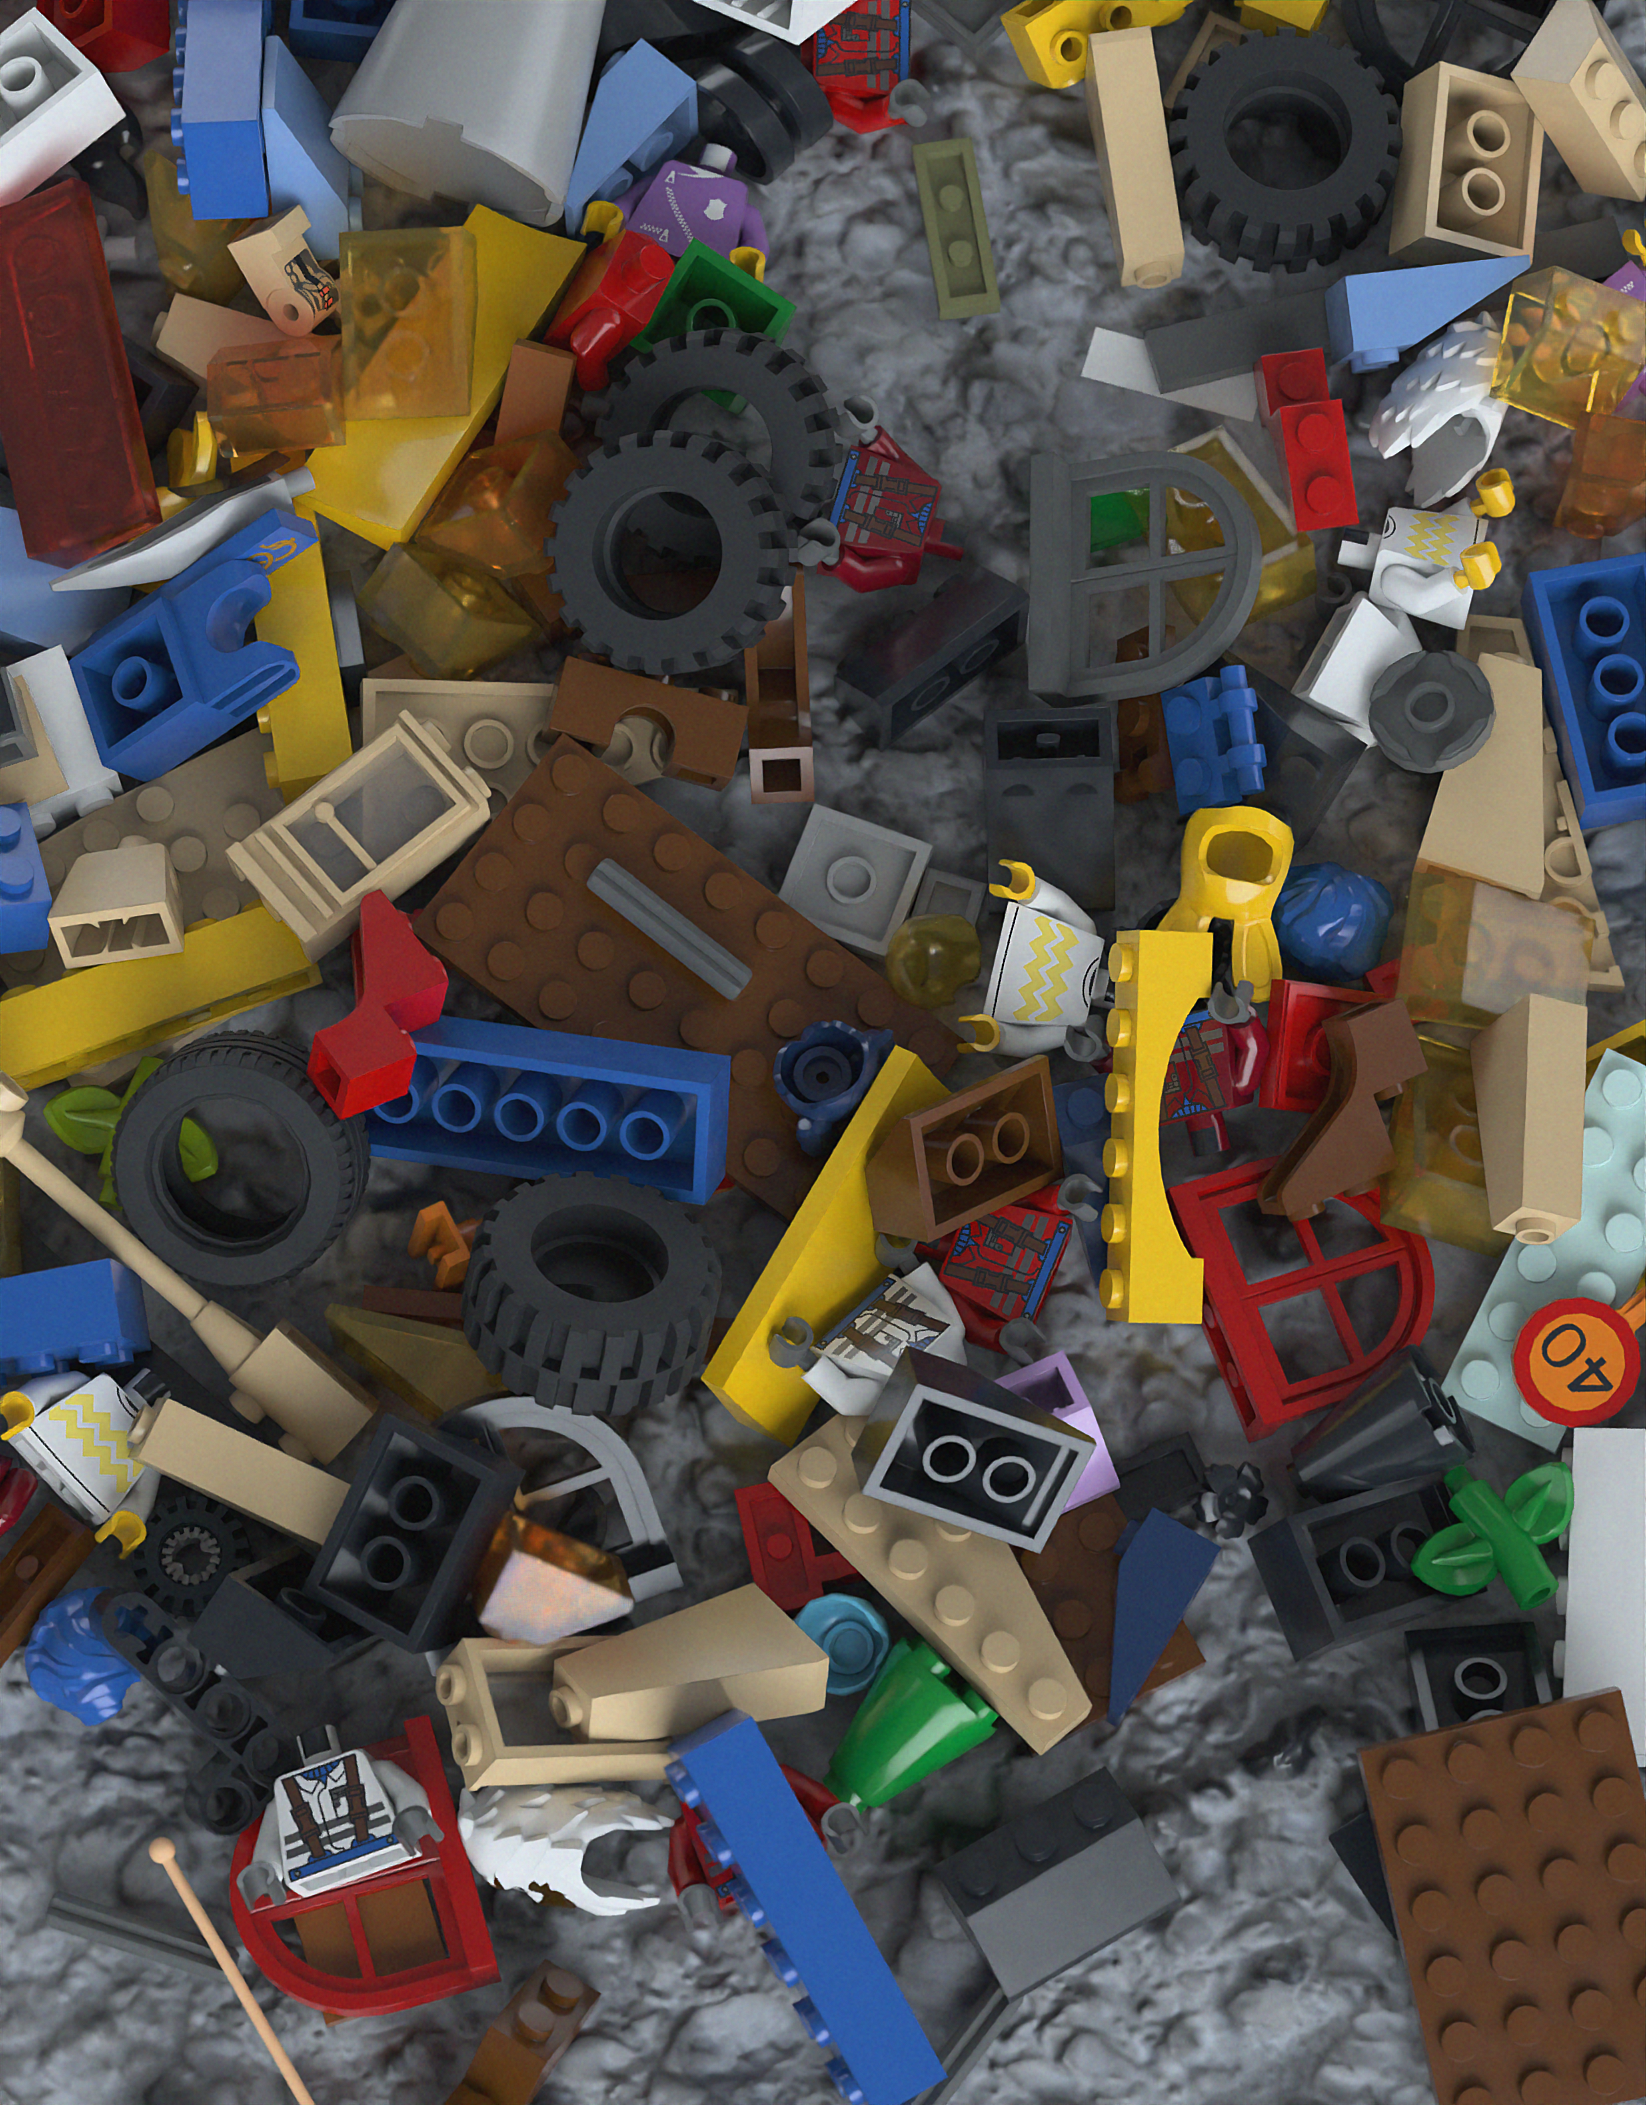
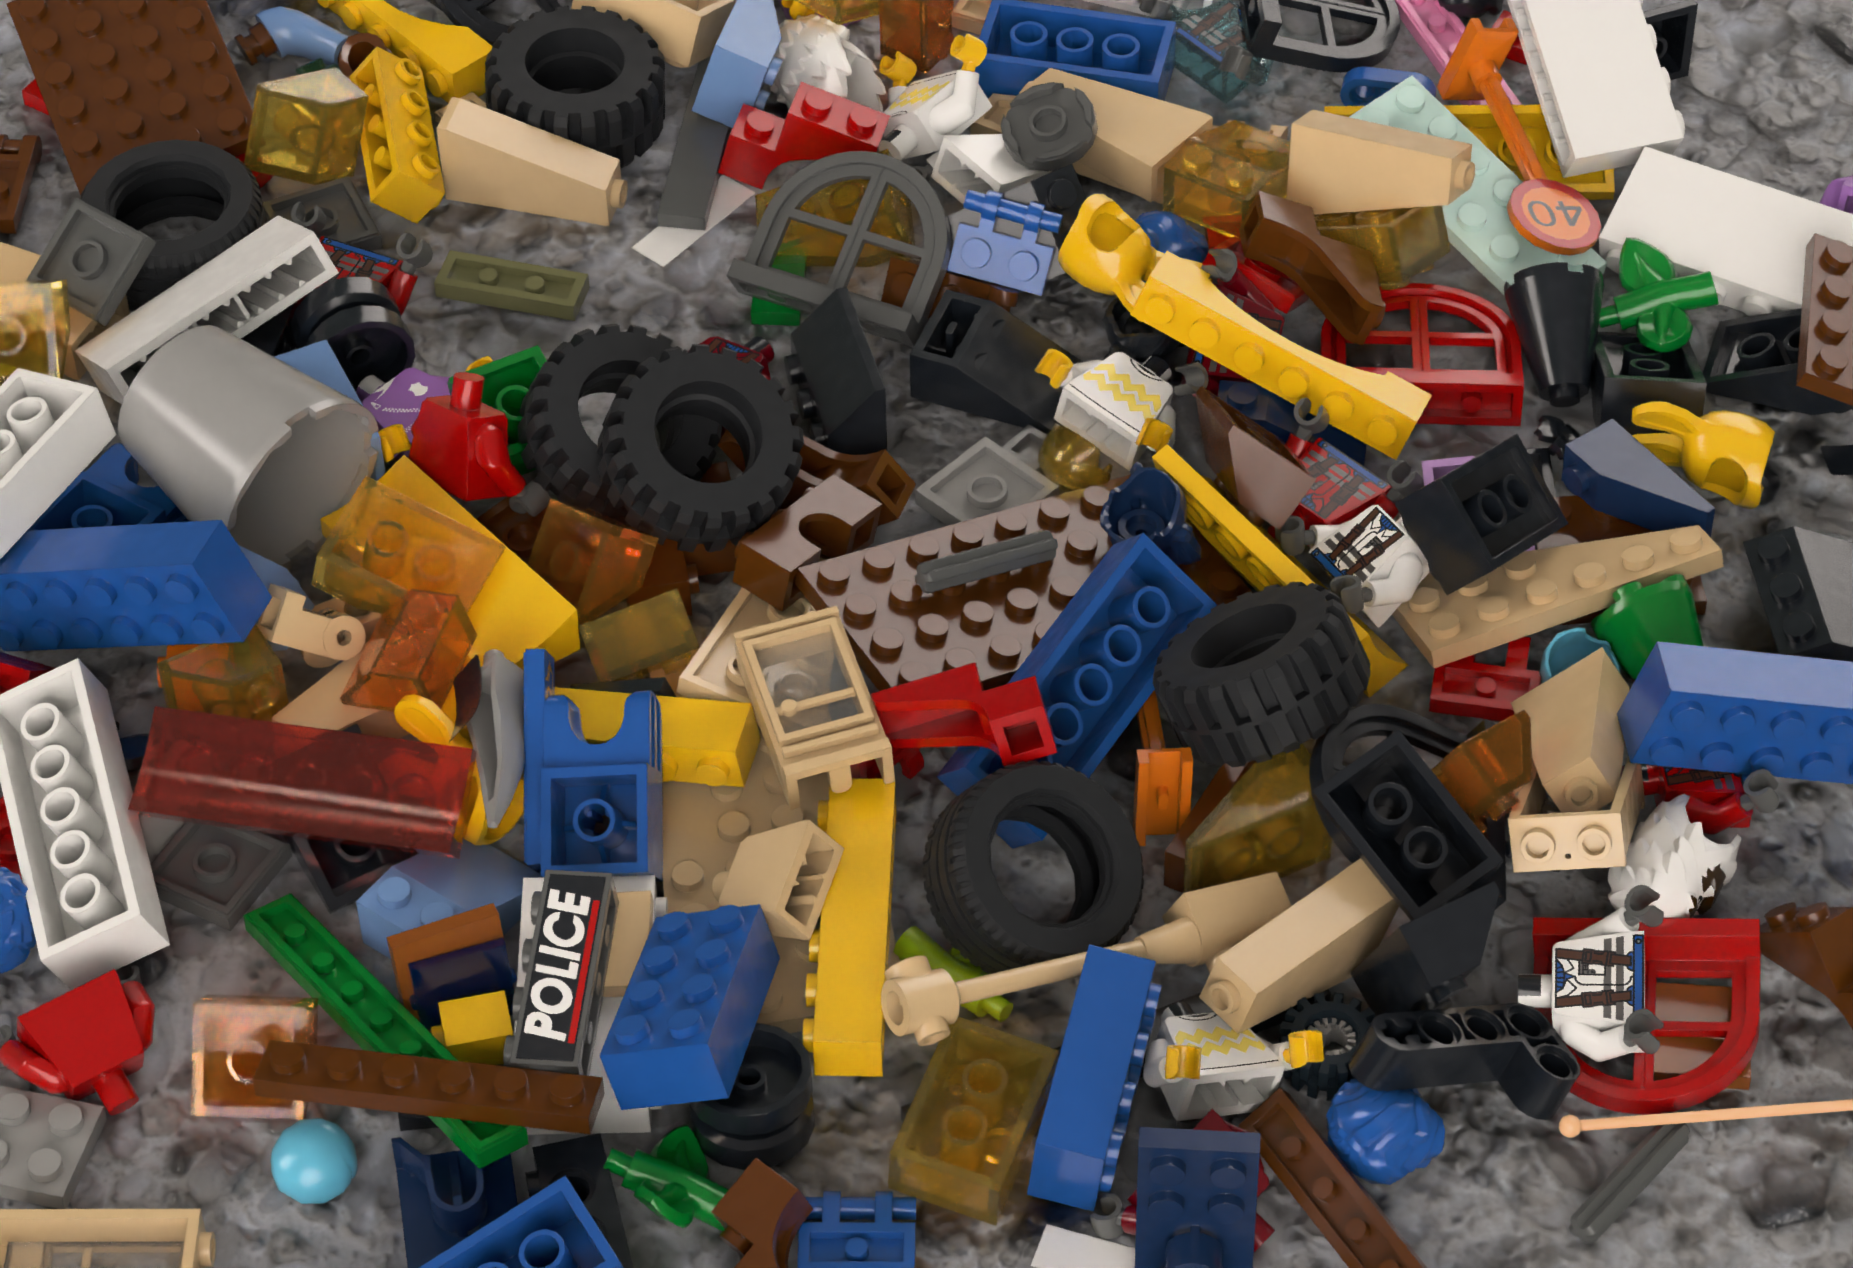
camera: 65 degrees left, 25 degrees down
(535, 390) = (506, 512): dark orange tile -> none
(1266, 1686) = (1716, 451): none -> yellow piece

